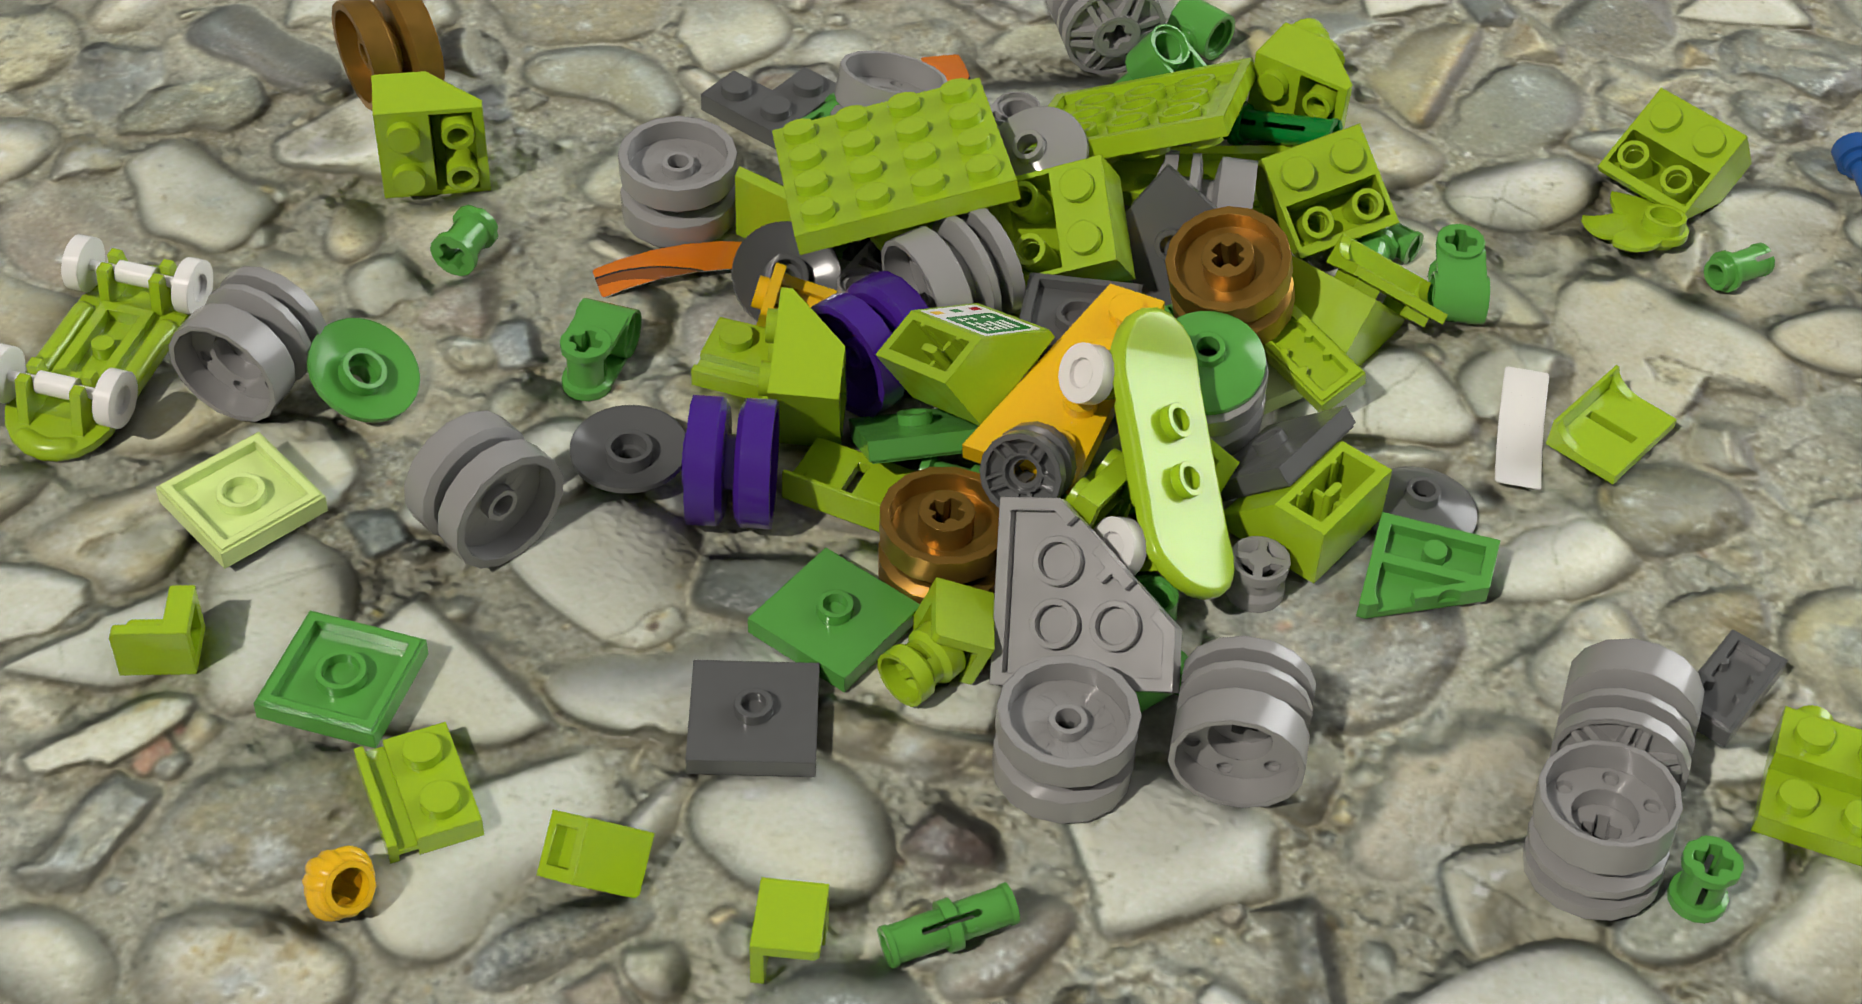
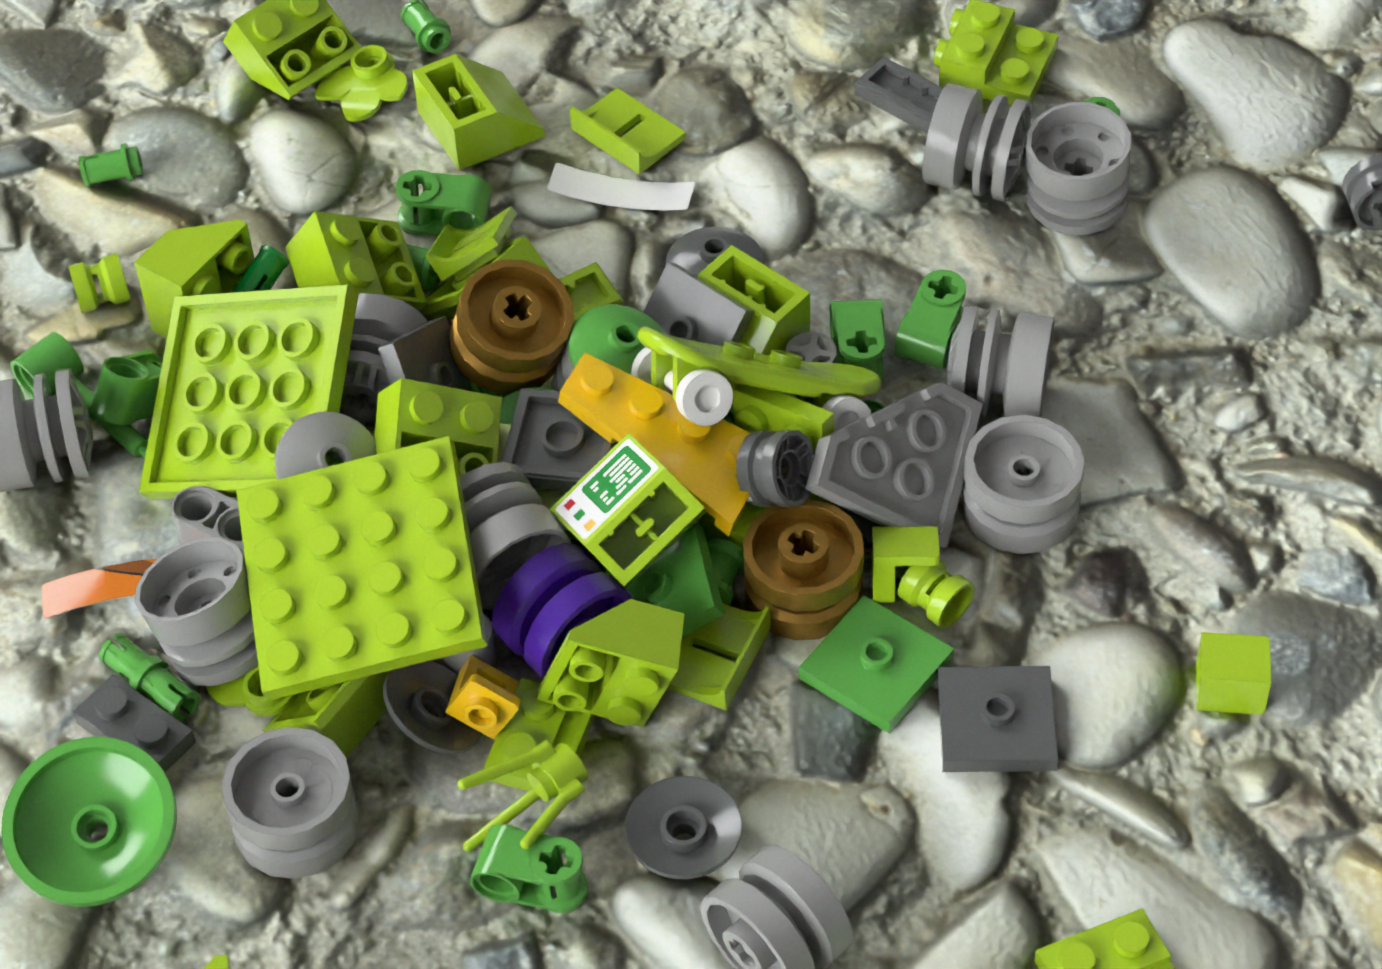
camera: 85 degrees left, 5 degrees up
(595, 854) = (1170, 817): lime panel -> none
(663, 264) = (388, 826): orange sticker -> none
(669, 65) = (71, 795): none -> bright green dish
(678, 337) = (555, 774): none -> lime plant
(726, 461) = (728, 720): dark purple wheel -> none
(991, 911) = (1201, 573): bright green pin -> none
(1299, 612) = (859, 333): none -> bright green piece
(1341, 684) = (932, 319): none -> bright green piece
(1425, 568) = (798, 250): bright green wing -> none
(1479, 61) = (111, 165): none -> bright green pin
(1602, 293) = (472, 110): none -> lime slope

